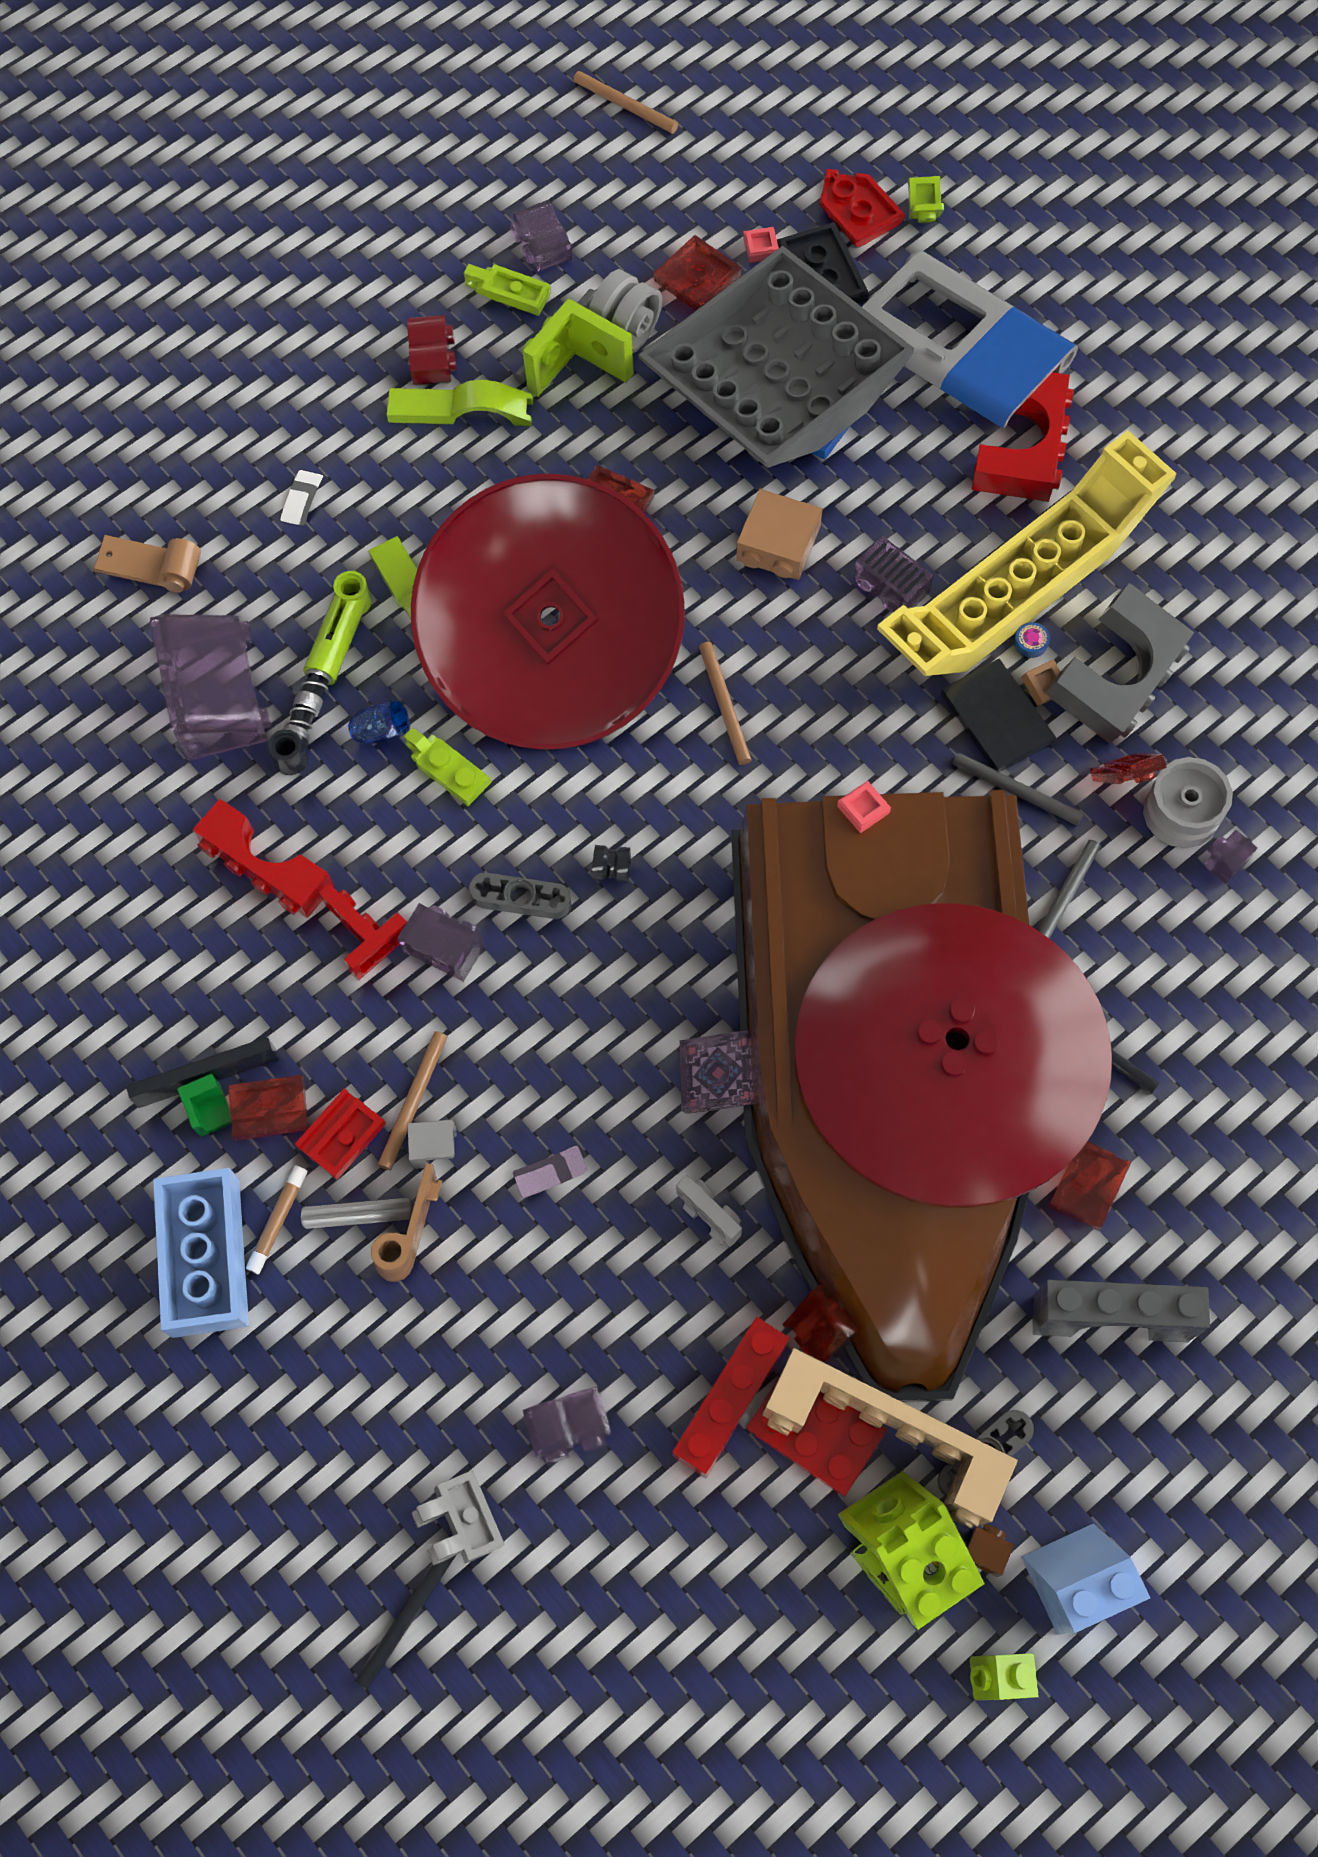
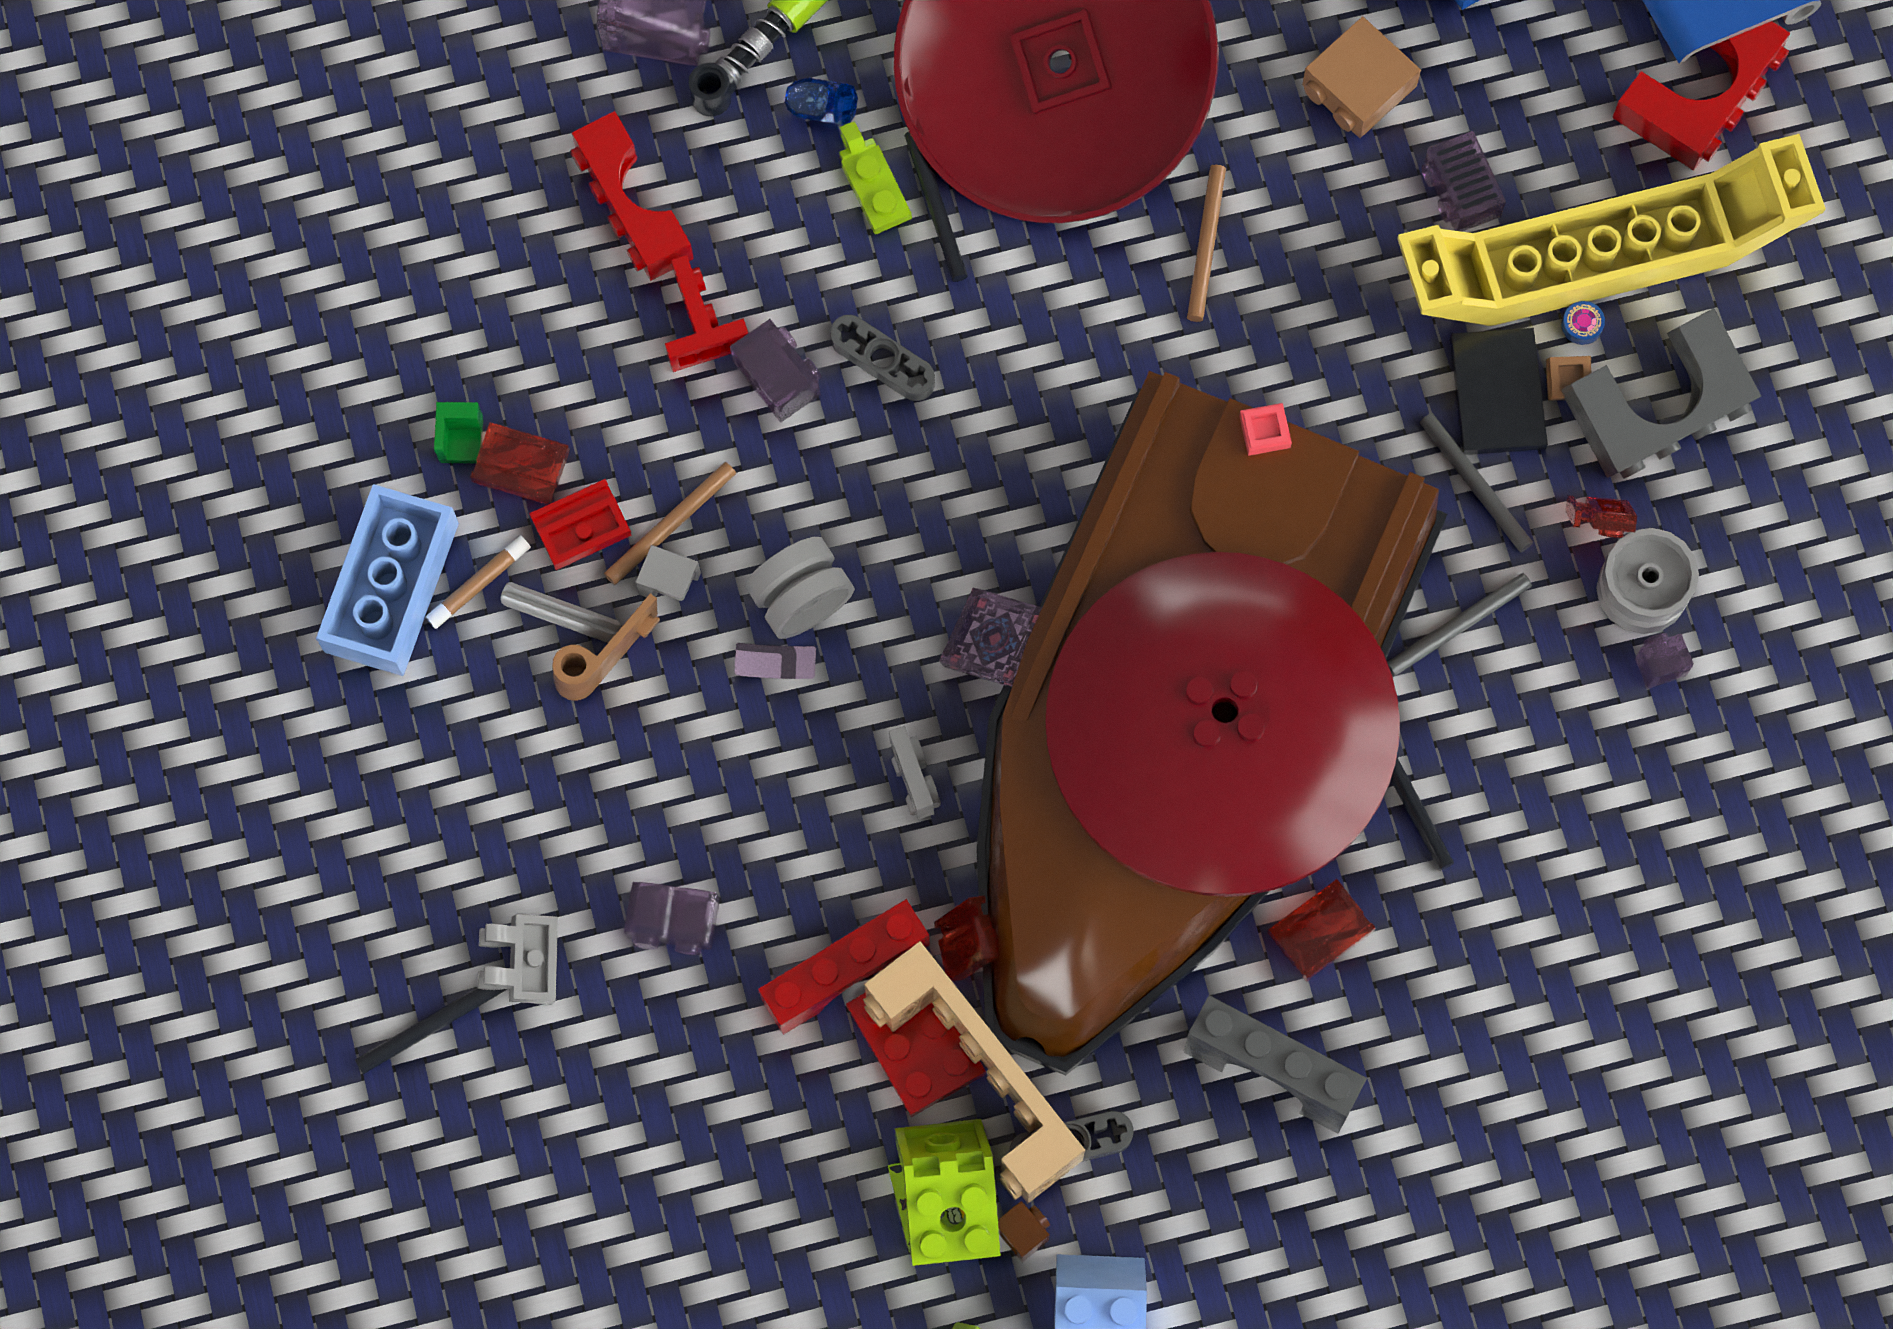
camera: 25 degrees right, 5 degrees up
(220, 1065) = (490, 397): black tile -> none
(507, 766) = (937, 212): none -> black bar
(544, 1102) = (799, 587): none -> light grey wheel
(611, 863) = (994, 366): black wheel -> none

